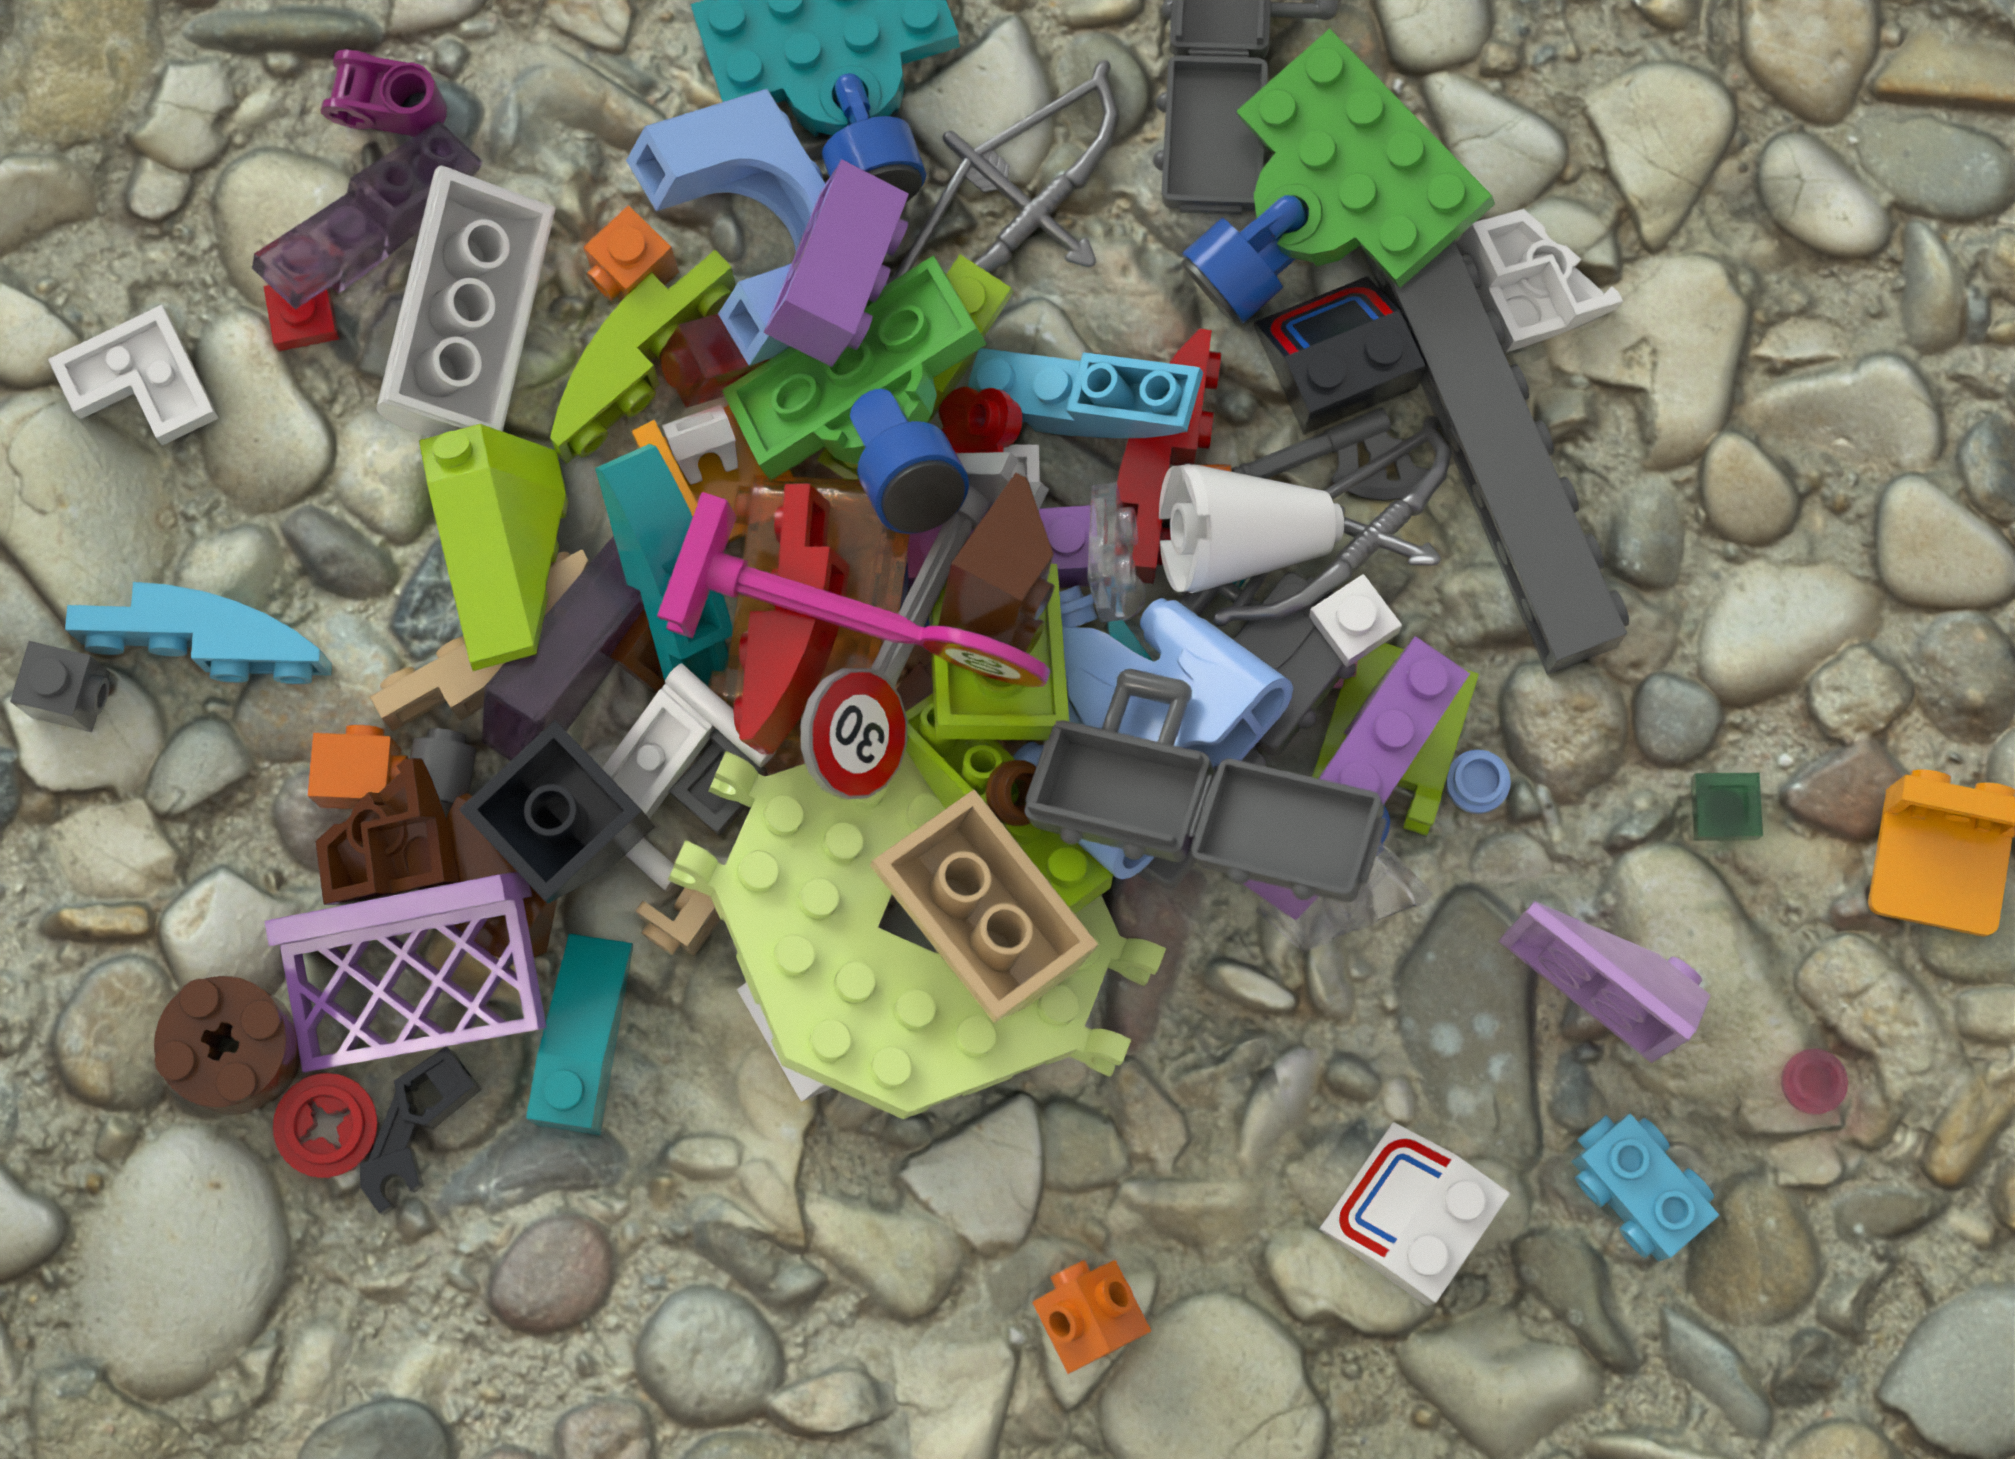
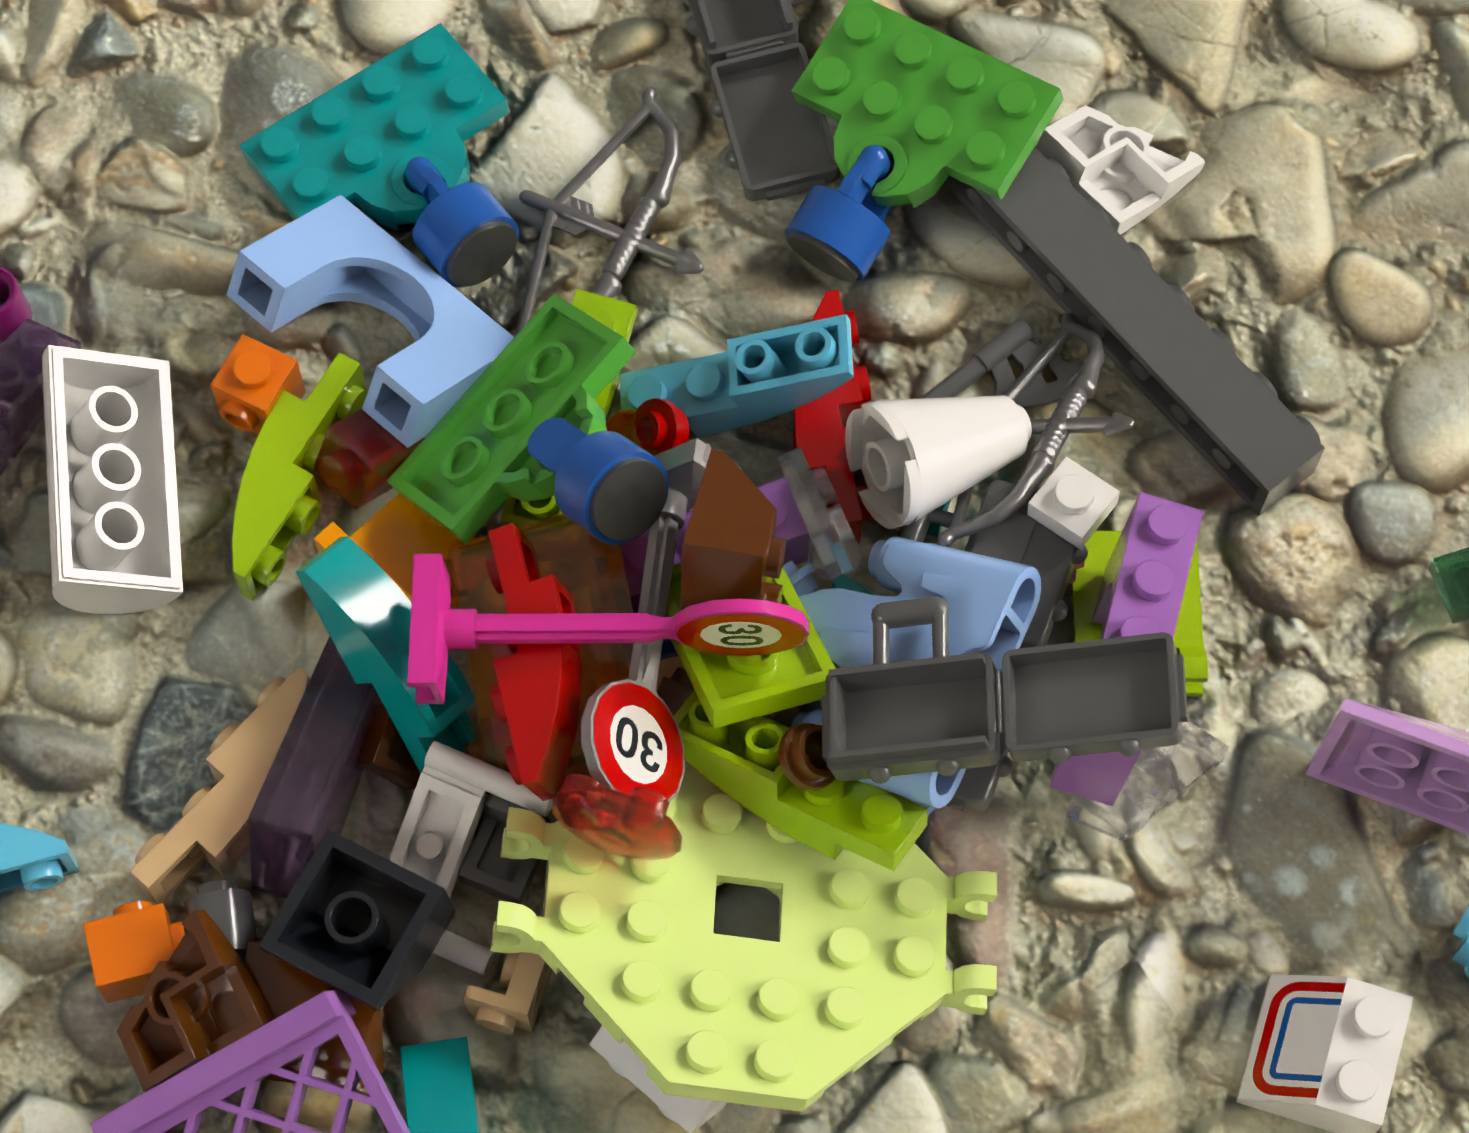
camera: 20 degrees left, 10 degrees down
(498, 531) = (213, 676): lime wedge -> none
(701, 434) = (385, 523): white tile -> none
(818, 808) = (615, 821): none -> clear red dish
(839, 265) = (467, 325): medium lavender brick -> none
(985, 907) = (819, 870): tan slope -> none
(1340, 353) = (964, 281): black slope -> none
(1478, 781) = (1233, 630): light blue plate -> none

